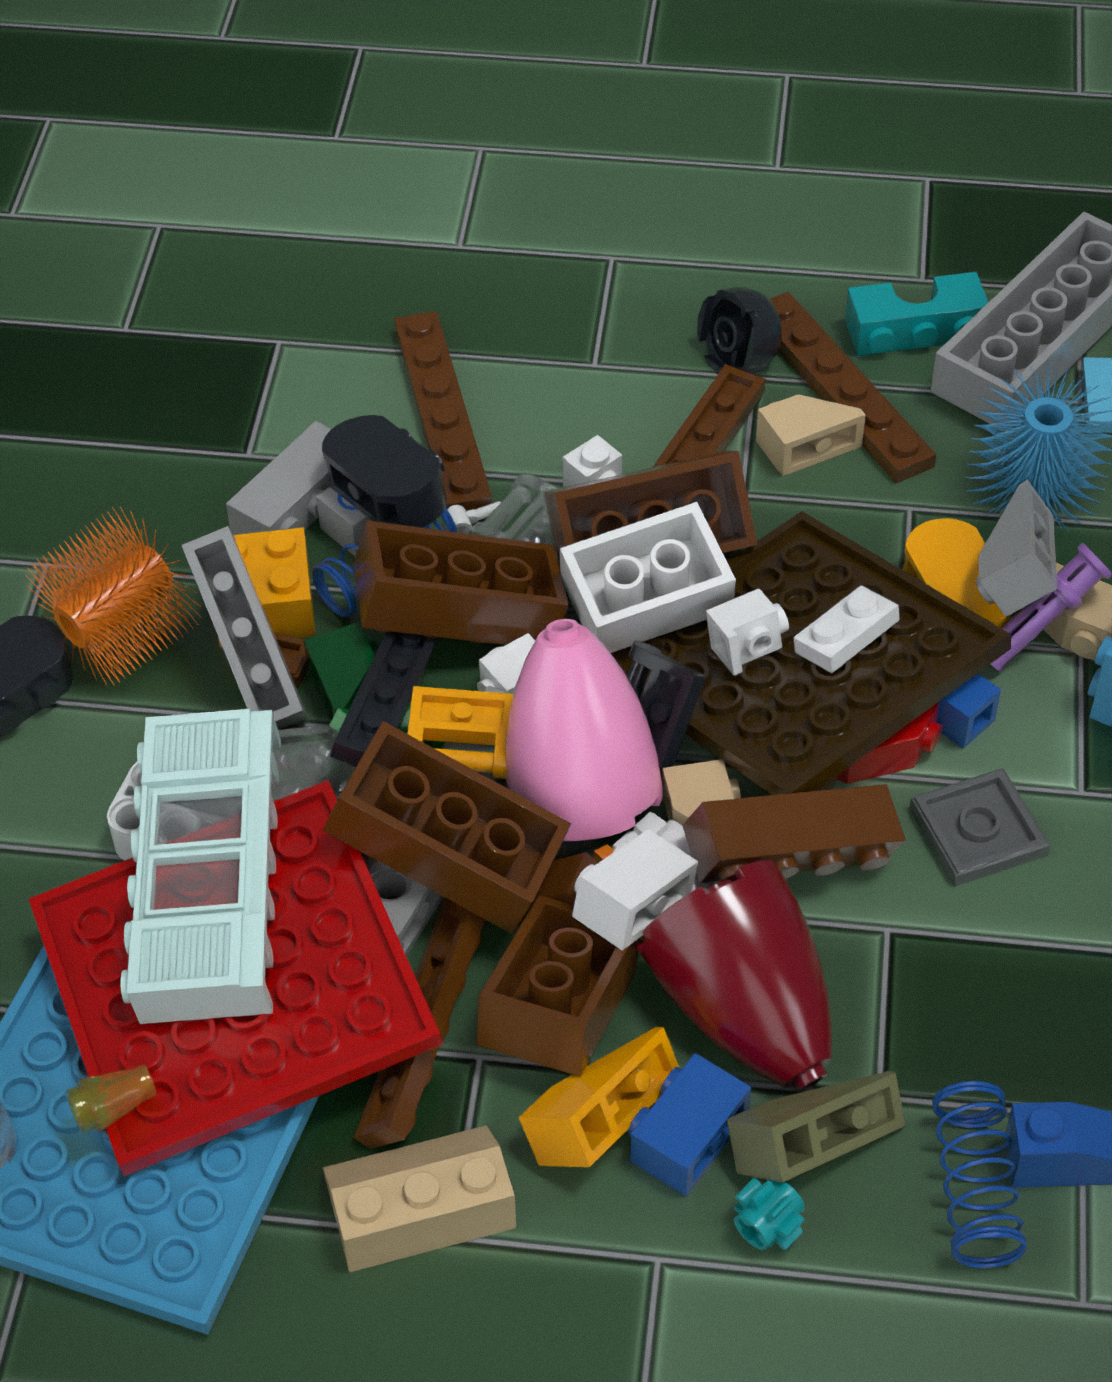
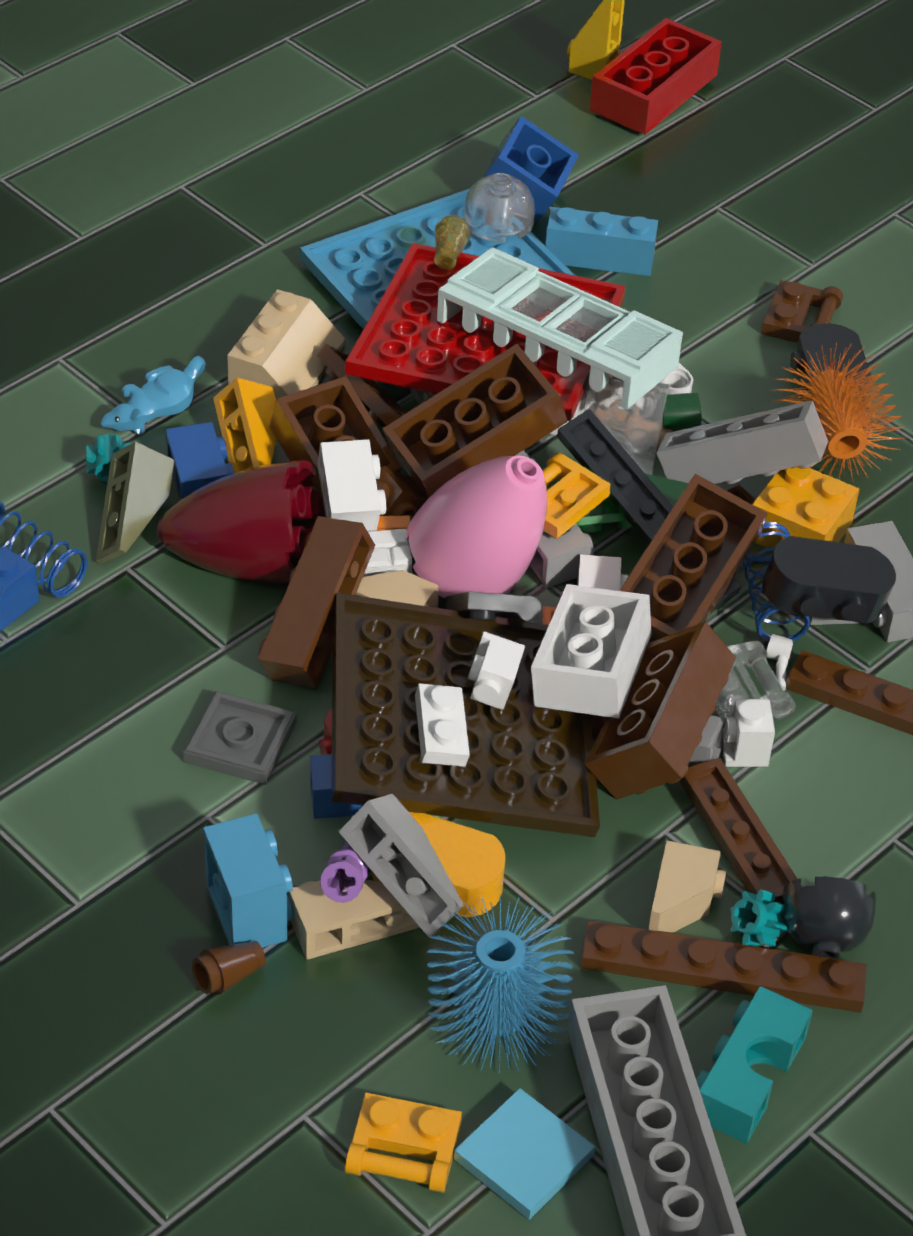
camera: 125 degrees right, 5 degrees down
(613, 1253) = (164, 394): none -> dark azure animal
(786, 371) = (758, 918): none -> teal gear

